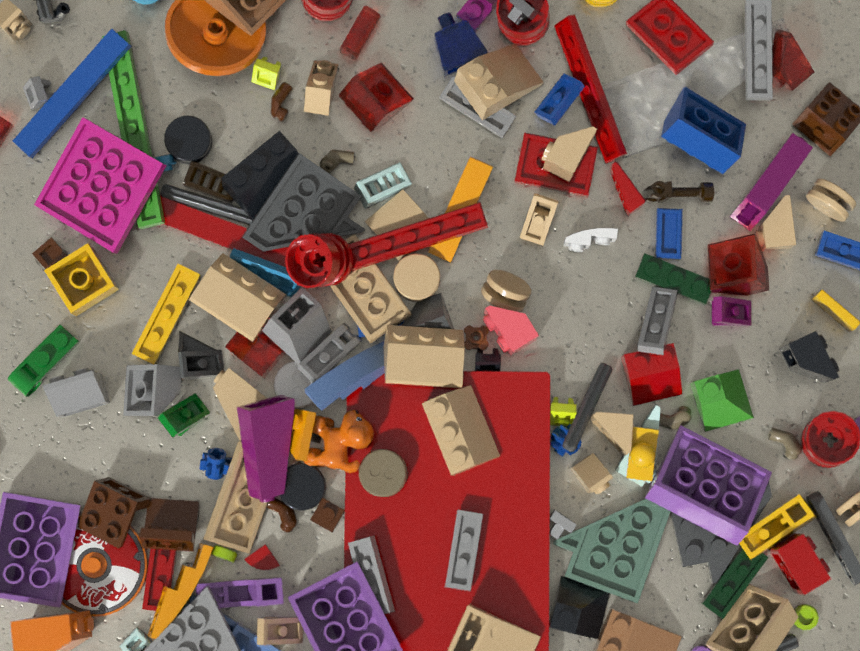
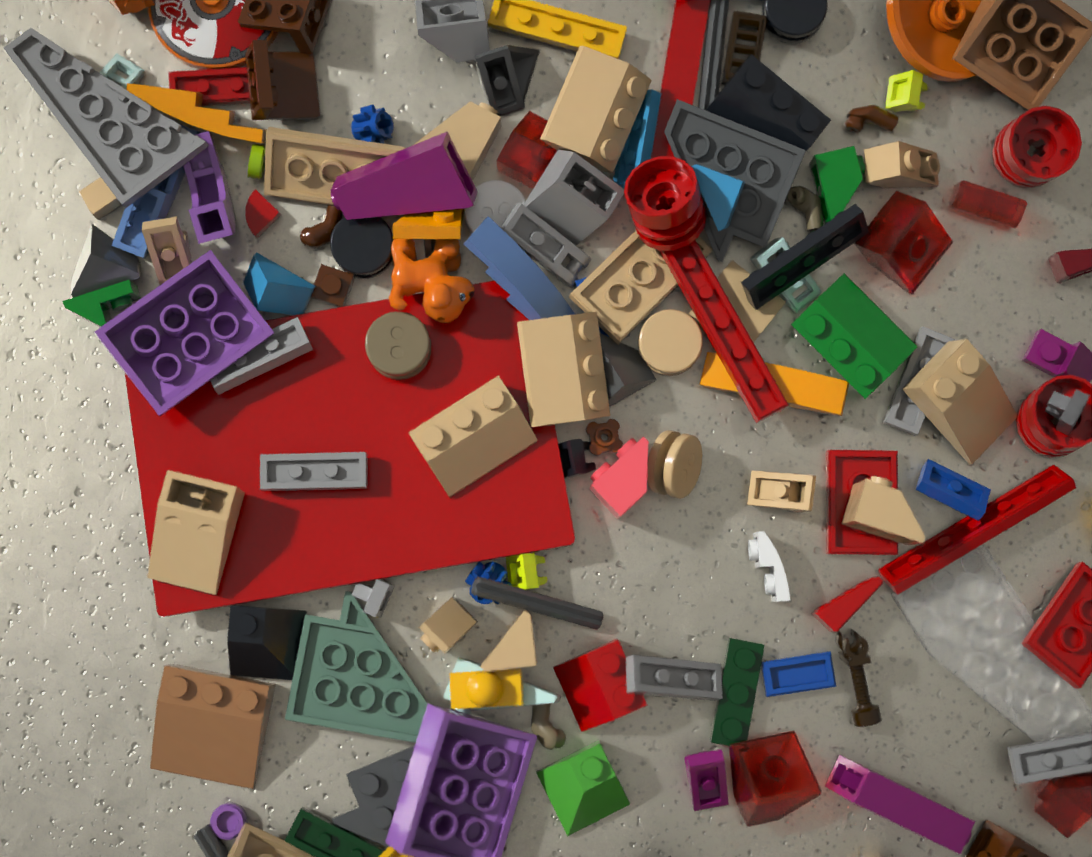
camera: 80 degrees right, 0 degrees up
(183, 415) = (427, 73): green slope -> none
(317, 220) = (720, 193): none -> dark azure slope
(322, 135) = (836, 179): none -> green slope
(322, 556) = (276, 288): none -> dark azure slope
(375, 169) = (805, 256): none -> black plate
(437, 146) = (854, 335): none -> green slope
(456, 44) = (1000, 334): clear blue torso -> none
(704, 131) = (951, 697): blue slope -> none
(778, 227) = (835, 824): tan slope -> none

